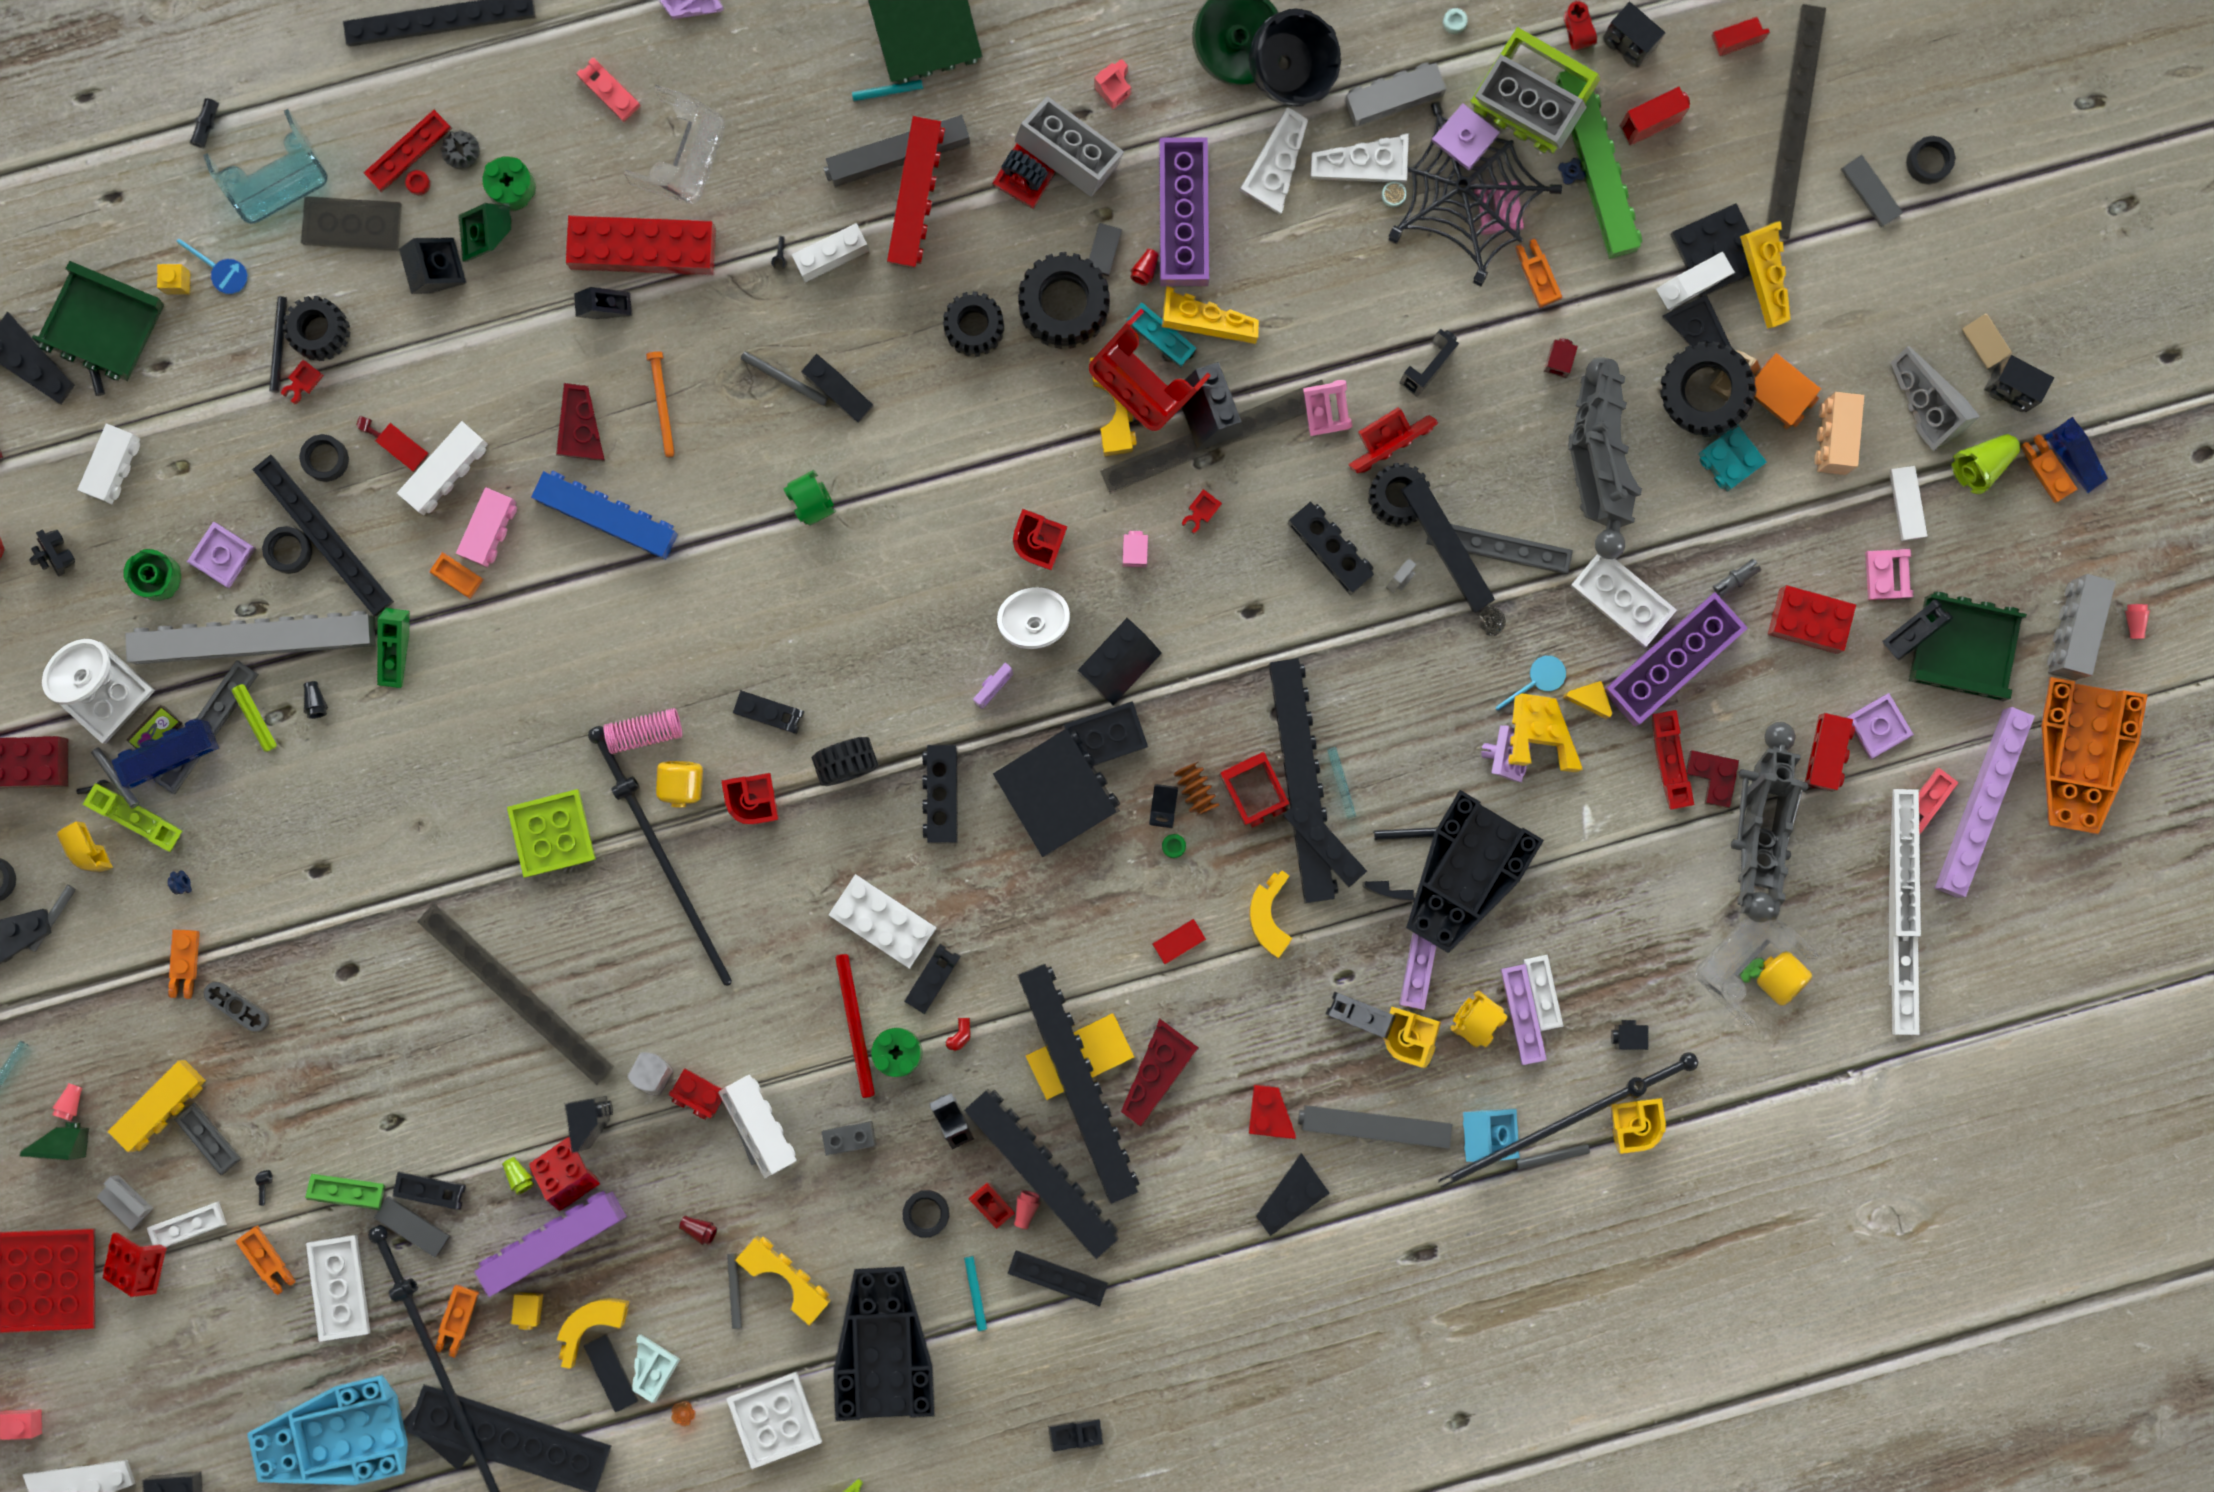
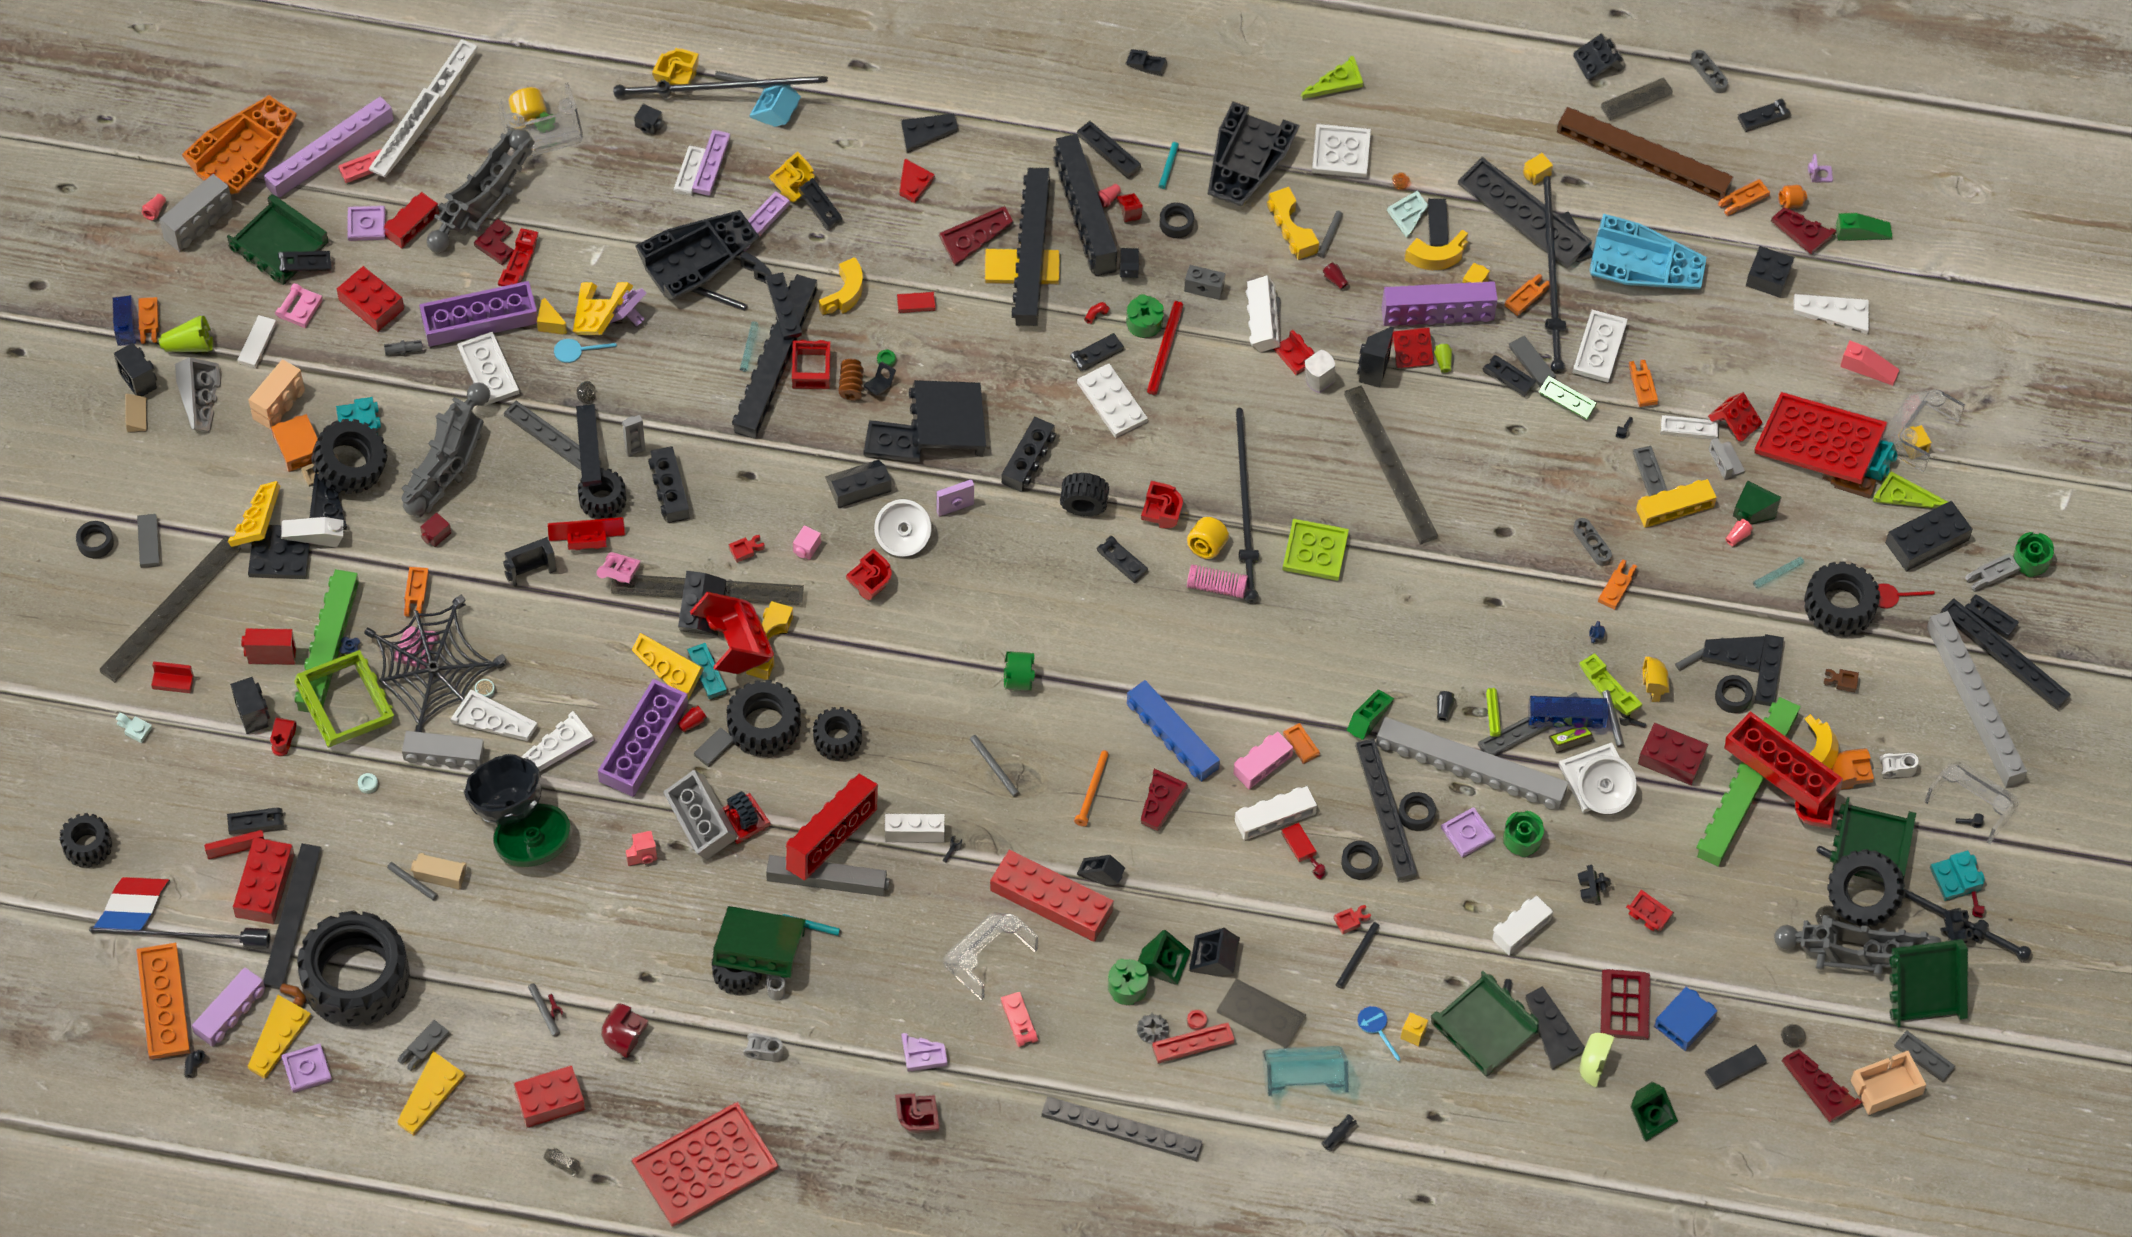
camera: 155 degrees left, 25 degrees down
(300, 318) = (1322, 959): black tyre -> none
(836, 388) = (961, 741): black slope -> none
(1375, 1126) = (848, 141): dark grey brick -> none
(1465, 136) = (411, 696): lavender plate -> none
(1478, 1020) = (743, 167): yellow brick -> none
(1530, 101) = (356, 677): light grey brick -> none

